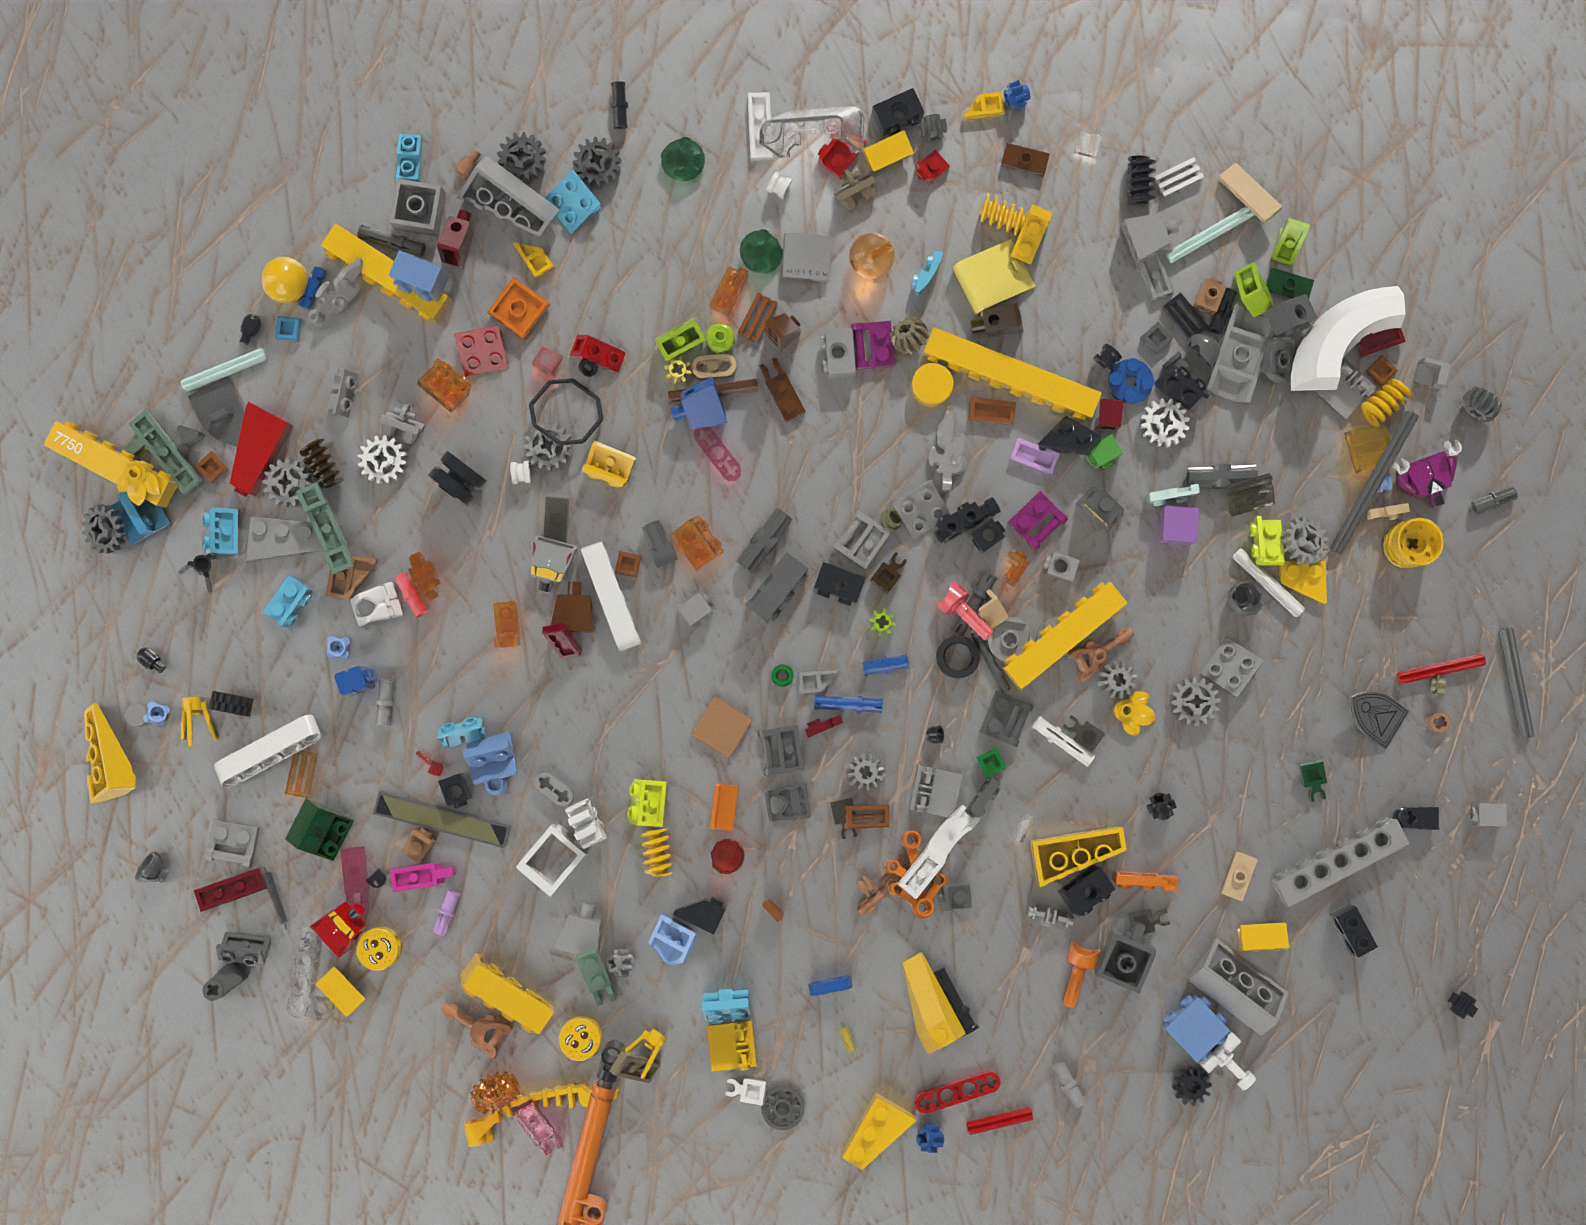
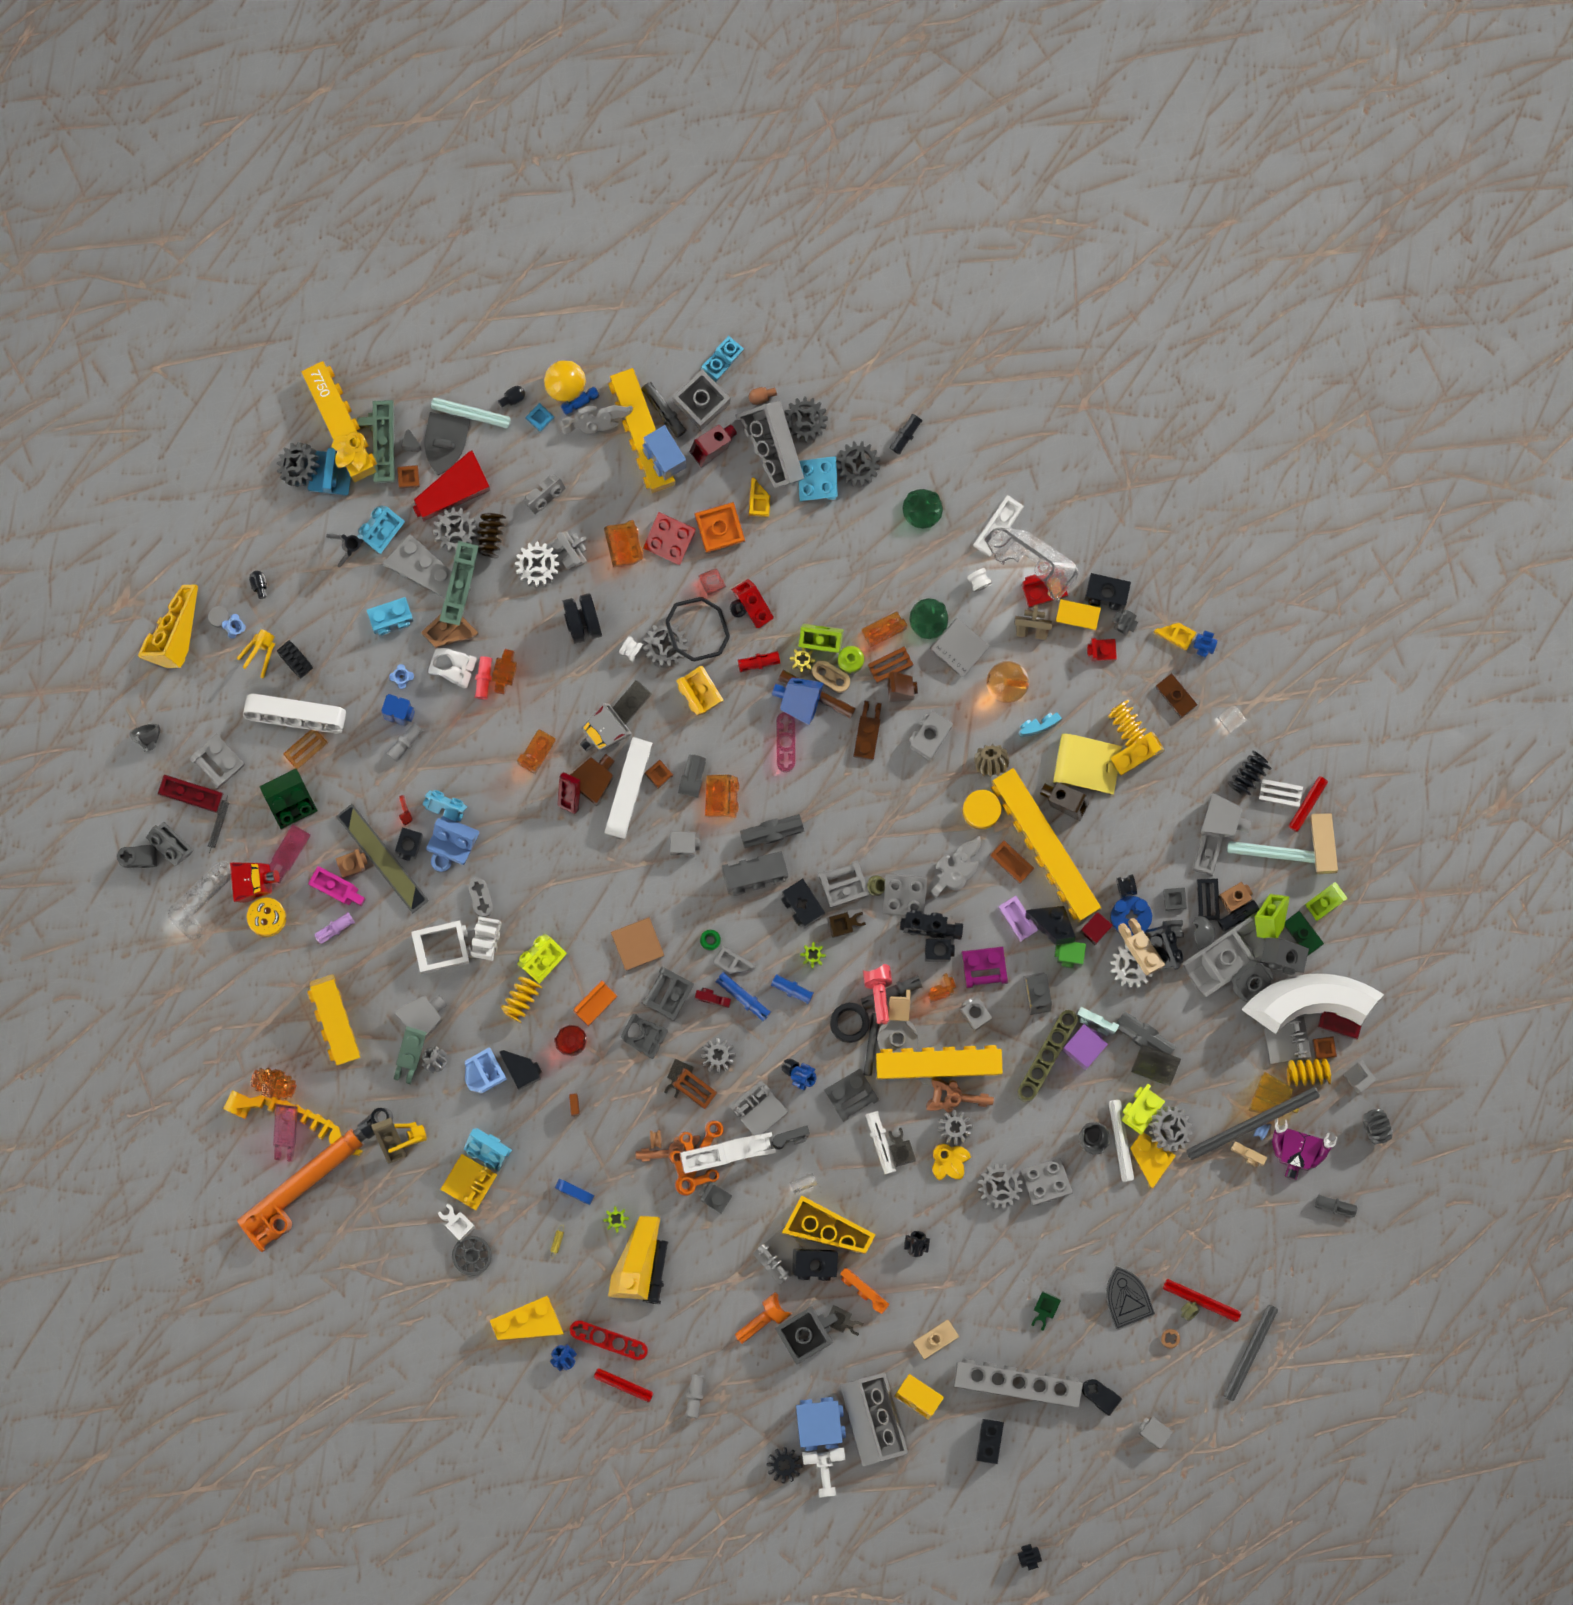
camera: 30 degrees right, 5 degrees down
(340, 991) = (215, 927): yellow hinge -> none
(377, 879) = (303, 866): black hinge -> none
(479, 1028) = (295, 1030): nougat piece -> none
(580, 1038) = (363, 1092): yellow head -> none
(641, 400) = (759, 661): none -> red pin
(880, 343) = (965, 753): magenta plate -> none
(880, 977) = (616, 1225): none -> lime gear
(953, 734) = (803, 1076): none -> blue gear
(991, 762) = (815, 1118): green plate -> none
(1155, 547) = (1054, 1048): none -> olive beam
(1162, 401) = (1141, 947): none -> tan hinge
(1209, 169) = (1308, 804): none -> red axle
(1424, 546) = (1252, 1178): yellow wheel -> none

